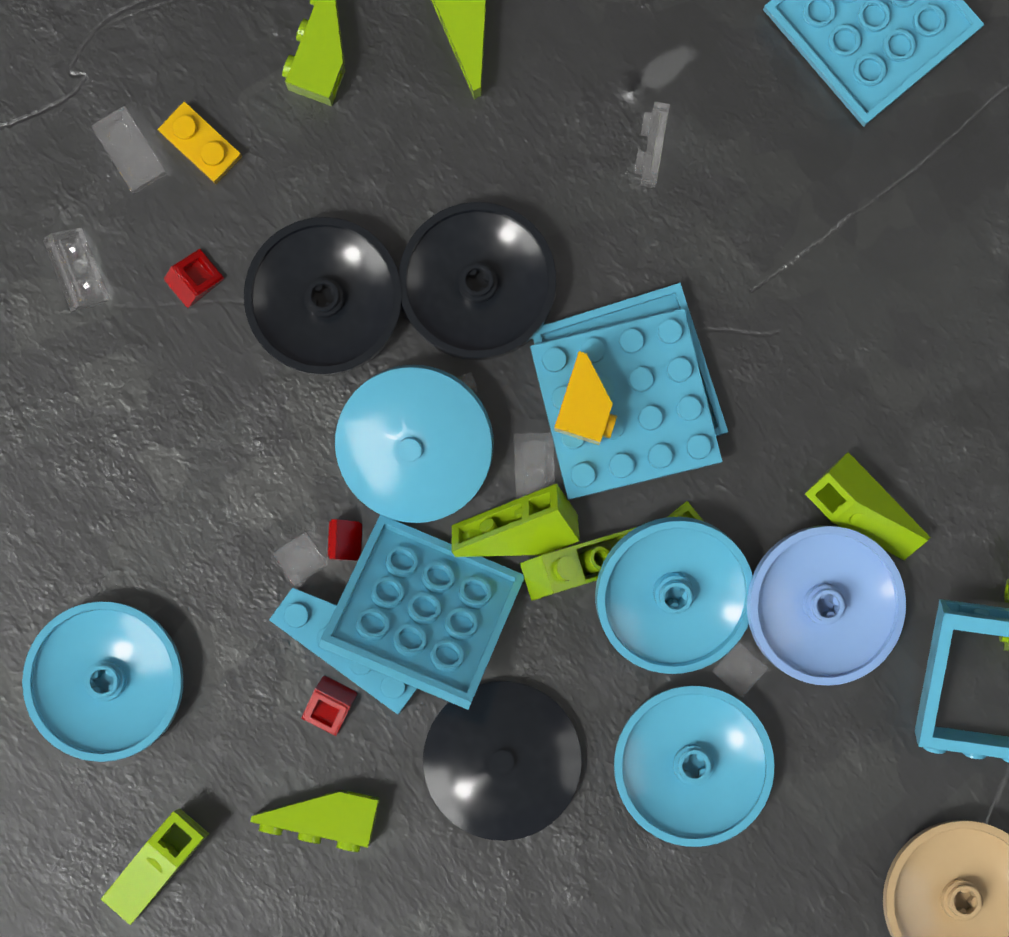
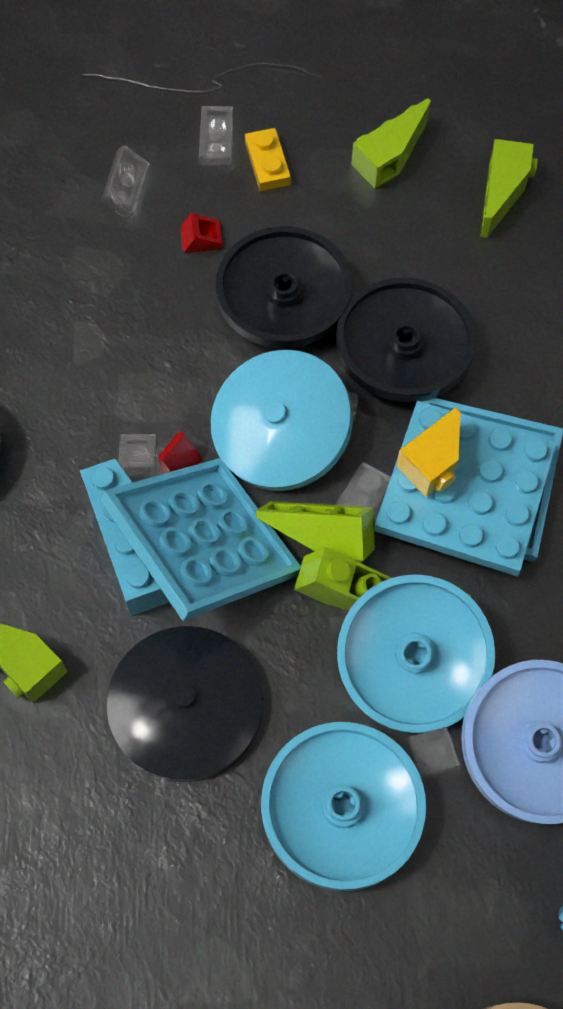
camera: 30 degrees right, 20 degrees down
(329, 705) = (80, 574): red slope -> none

